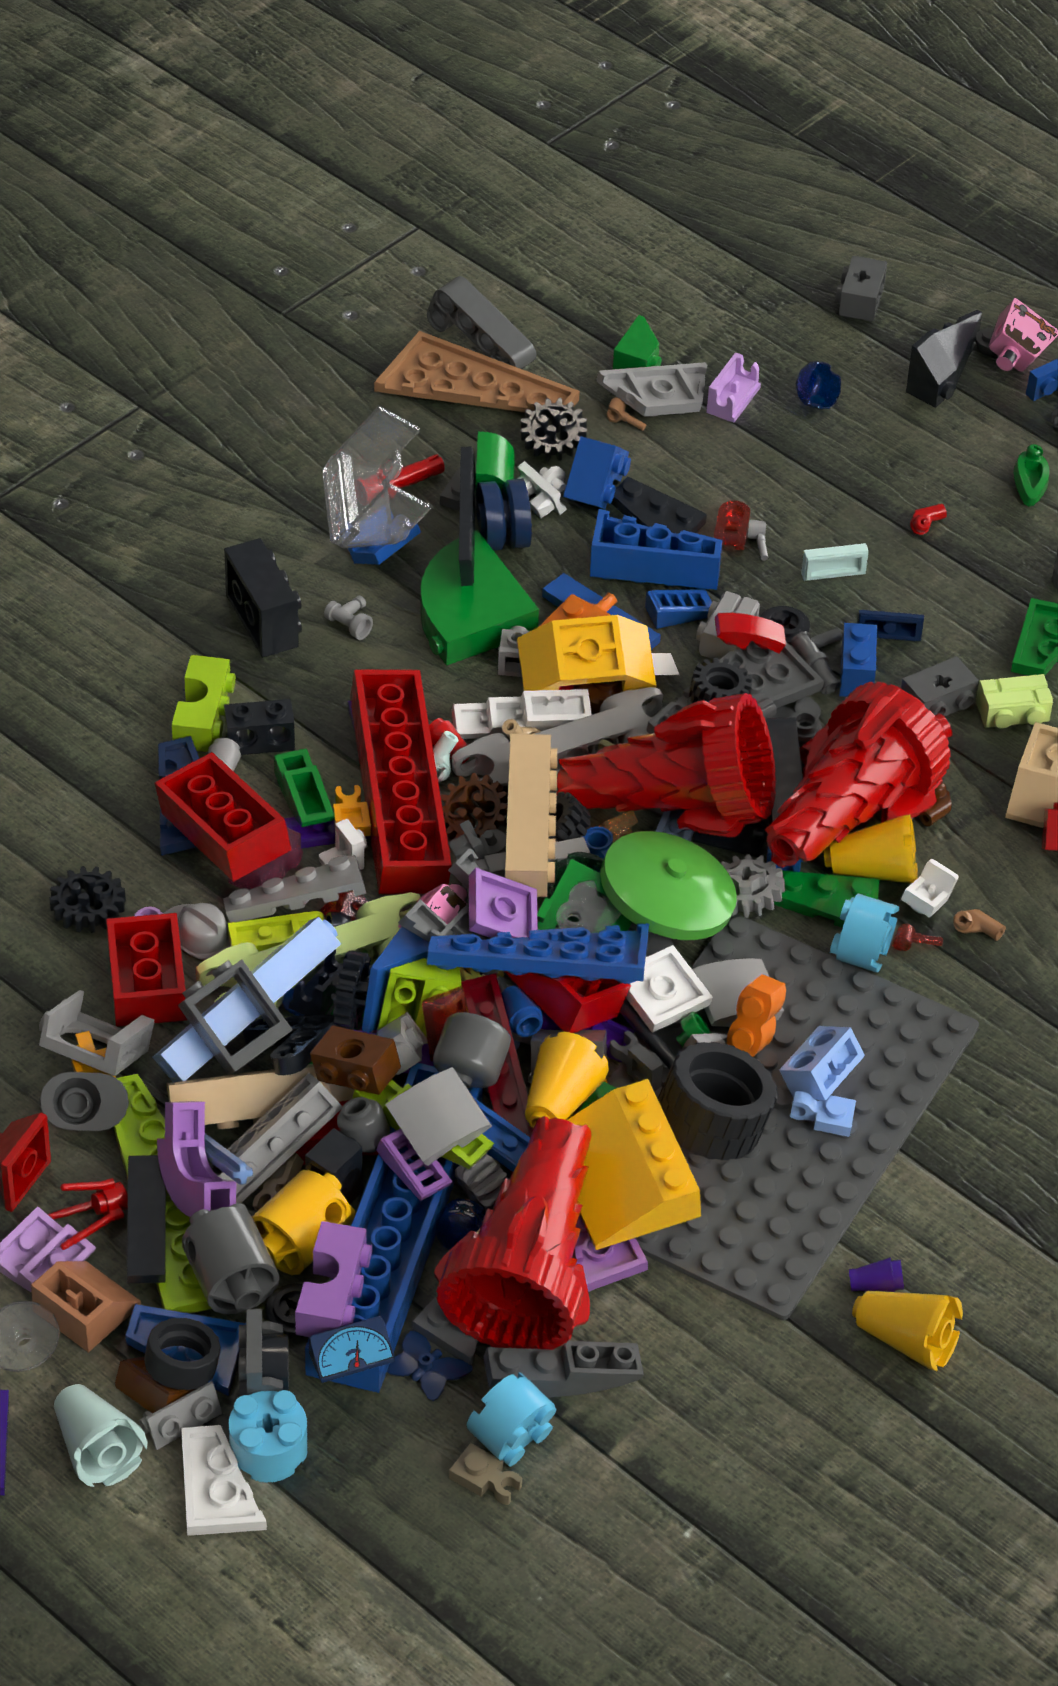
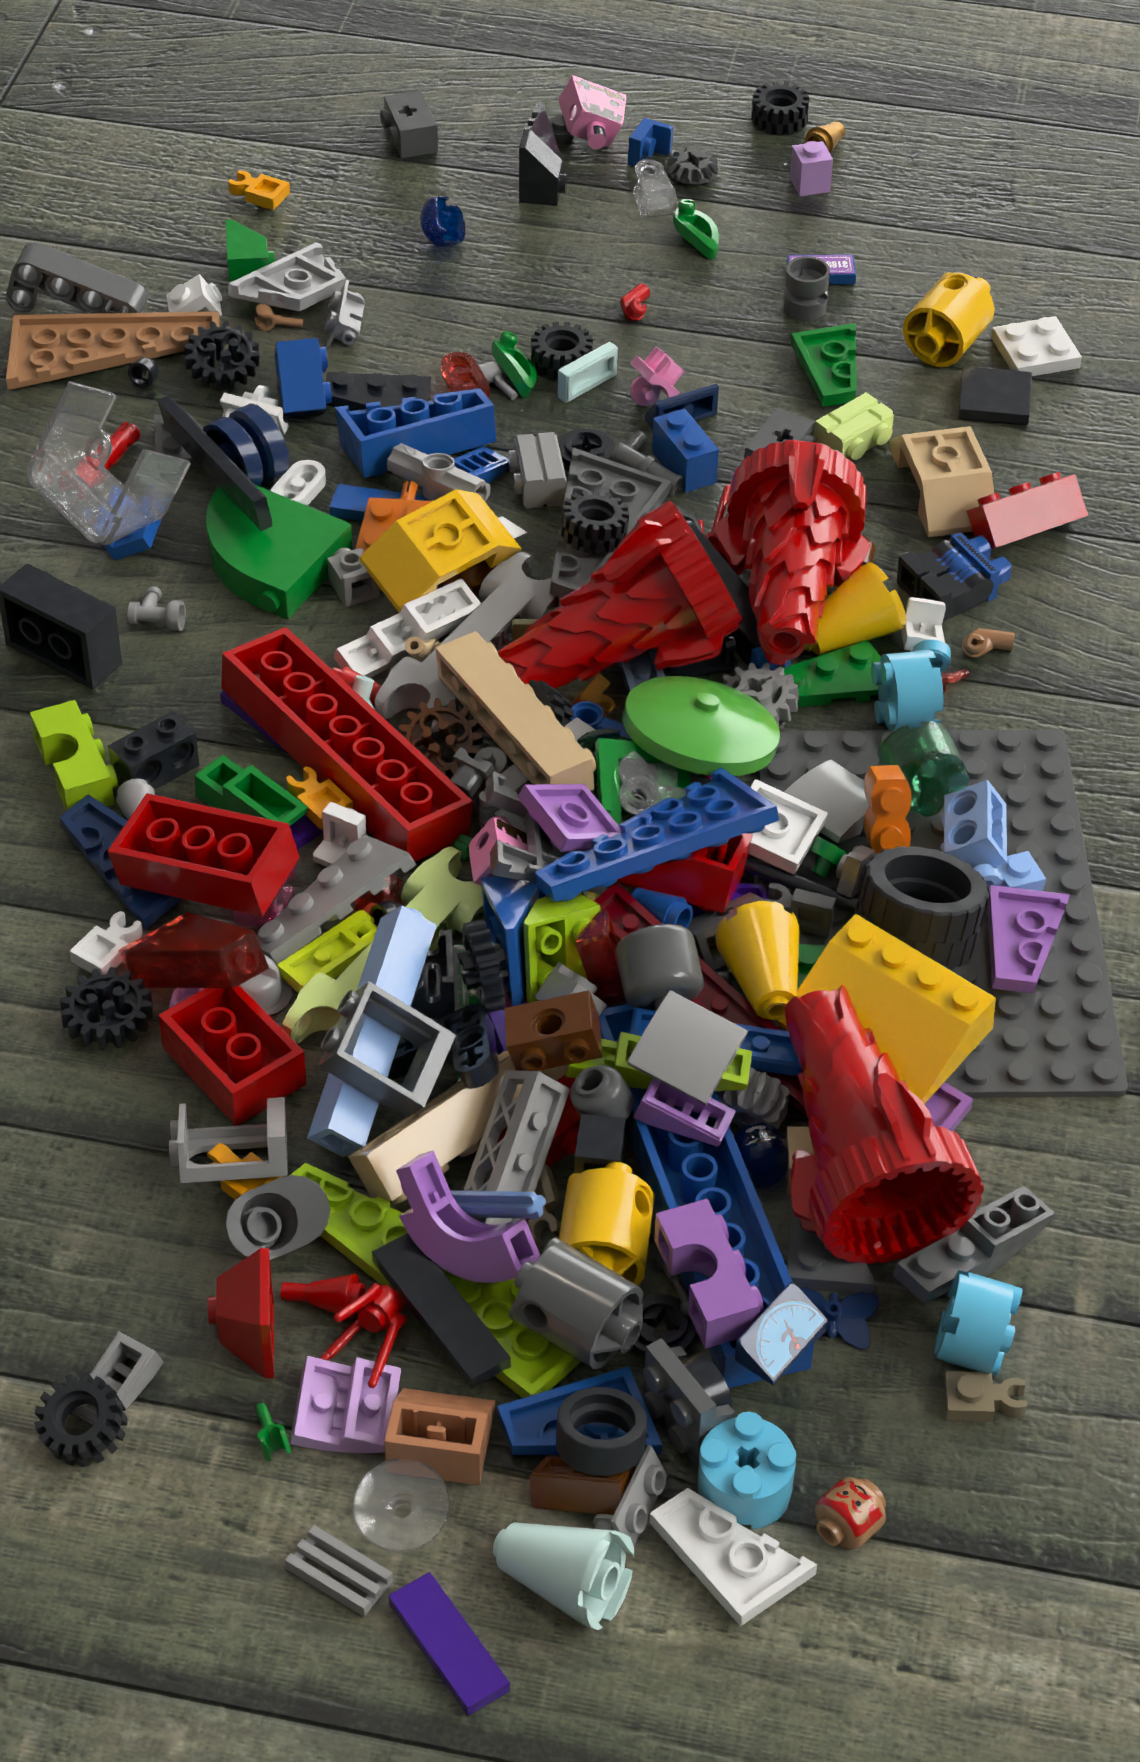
camera: 30 degrees left, 0 degrees up
(84, 1170) = (327, 1294): none -> red cone
(122, 856) = (101, 946): none -> white plate
(163, 887) = (195, 954): none -> clear red slope
(320, 1501) = (850, 1513): none -> medium nougat head
(486, 418) = (138, 371): none -> black hinge
(494, 459) = (192, 399): green brick -> none
(533, 561) = (301, 481): none -> white plate
(572, 370) = (194, 296): none -> white bracket
(637, 598) = (433, 473): none -> light grey piece
(671, 441) = (346, 315): none -> light grey hinge
(696, 301) = (261, 191): none -> light orange plate
(733, 389) = (364, 257): lavender hinge -> none
(741, 629) = (574, 459): red slope -> none
(782, 530) = (514, 363): none -> green arm
(796, 1160) = (1021, 934): none -> medium lavender wing
(817, 994) = (928, 763): none -> clear green brick
(828, 523) = (558, 347): none -> black tyre
(882, 588) = (657, 374): none -> bright pink hips
(918, 914) = (941, 651): none -> medium azure tile
(994, 858) = (954, 574): none -> black hips
(1019, 425) = (653, 190): none -> clear piece

